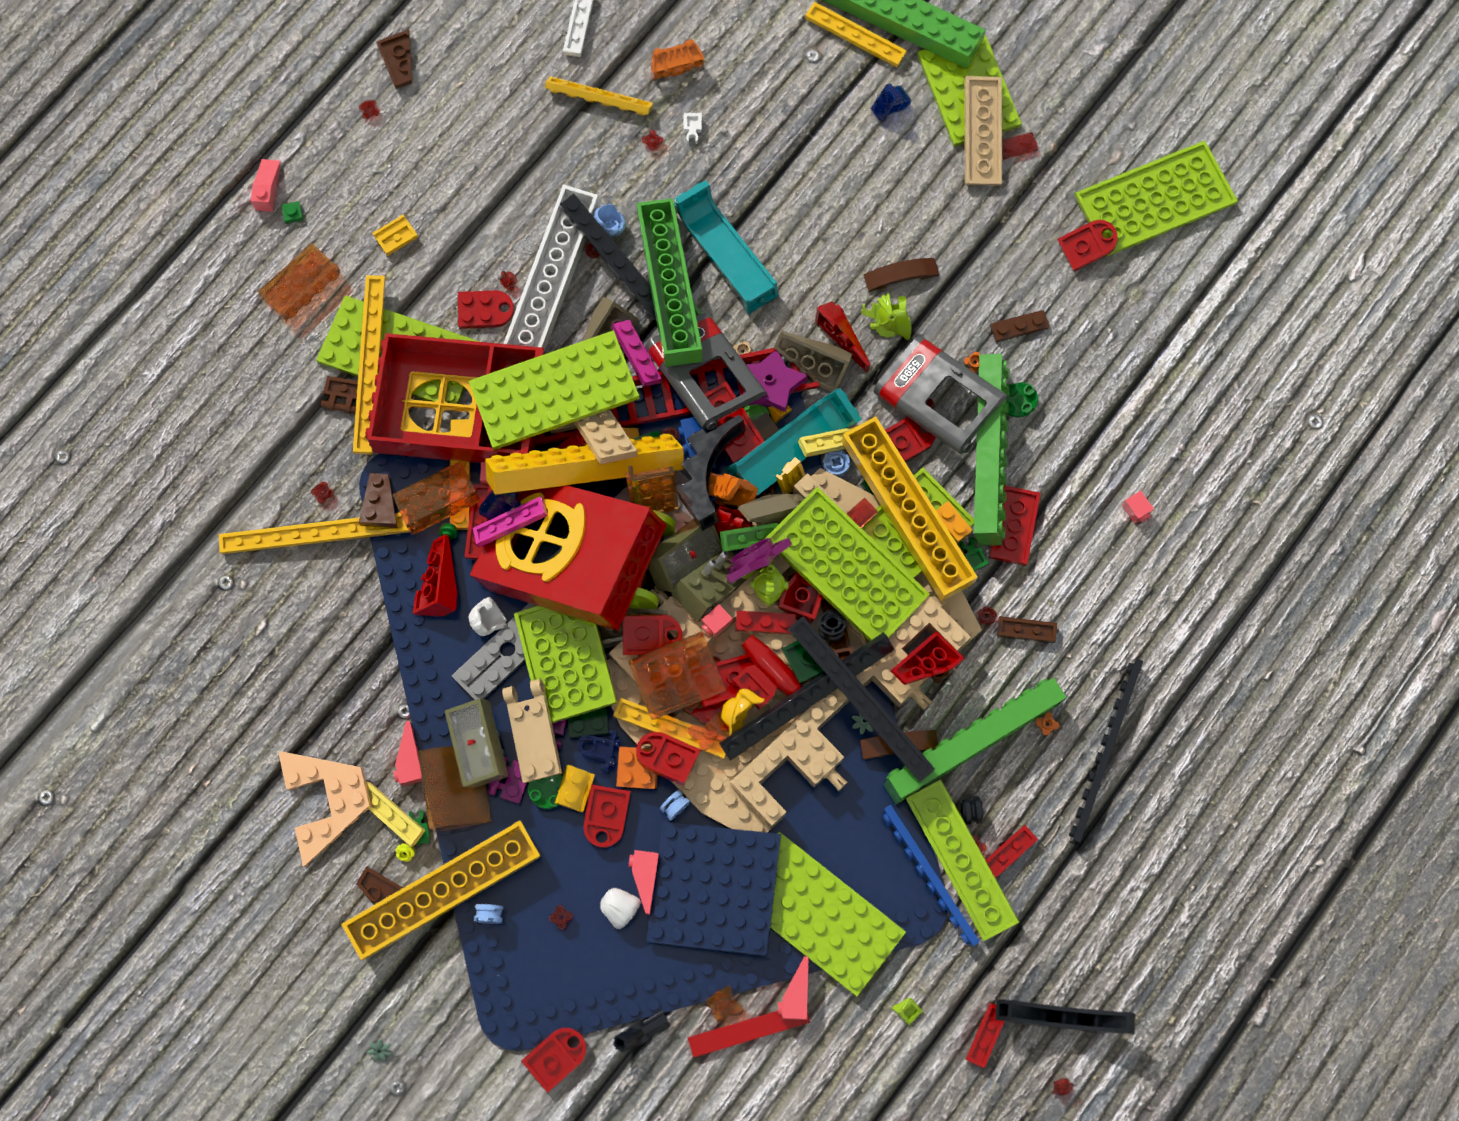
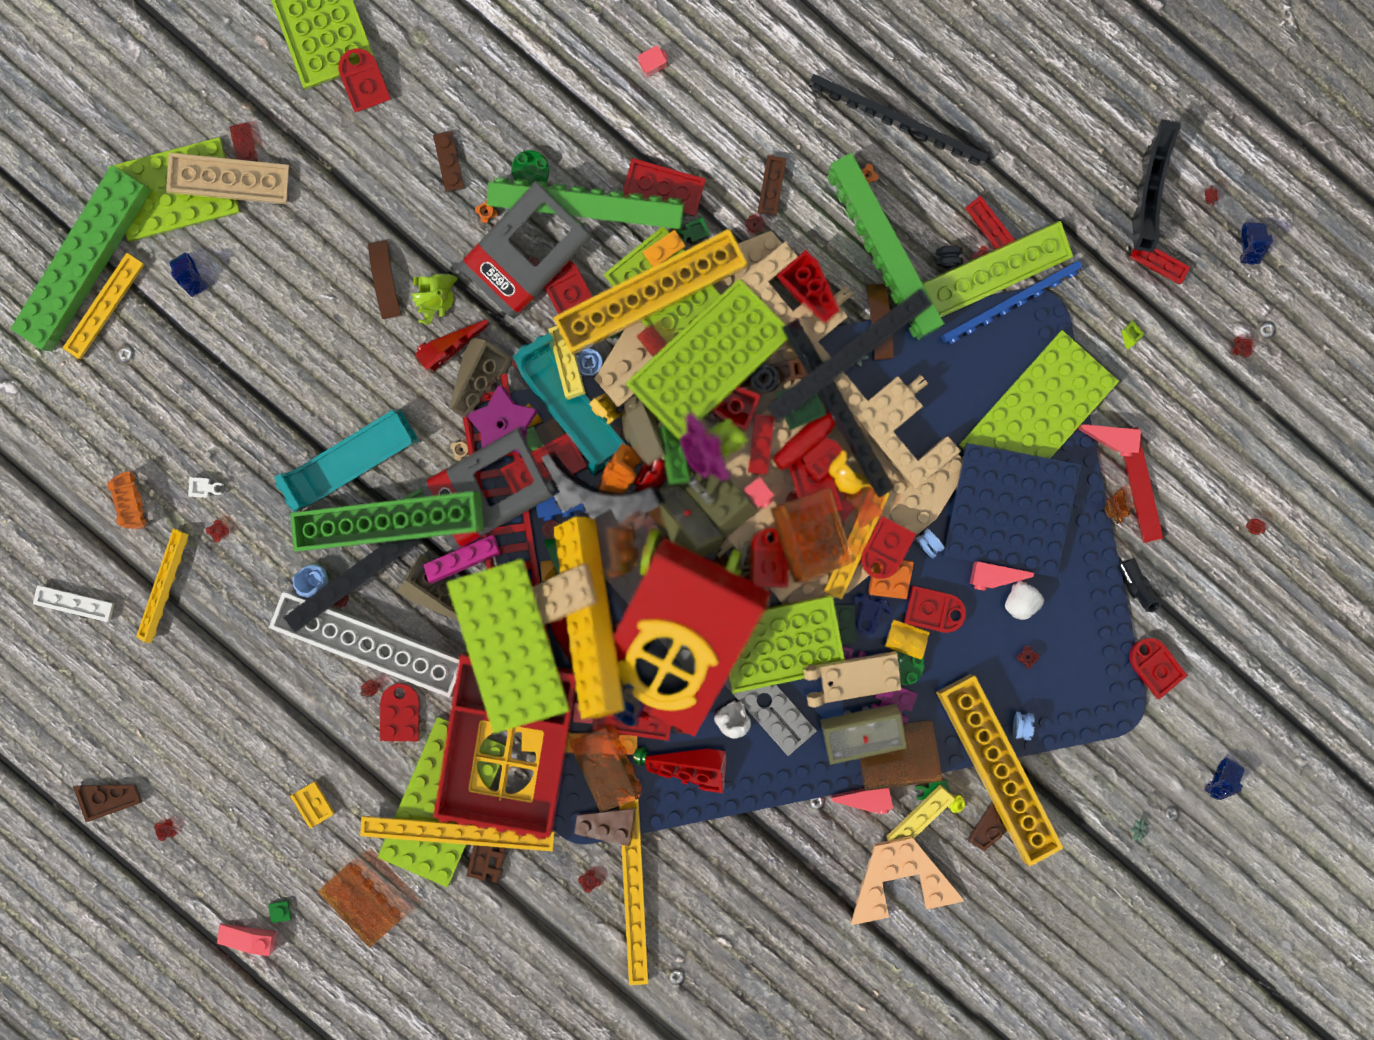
camera: 85 degrees left, 15 degrees up
(510, 521) = (646, 694): dark pink plate -> none

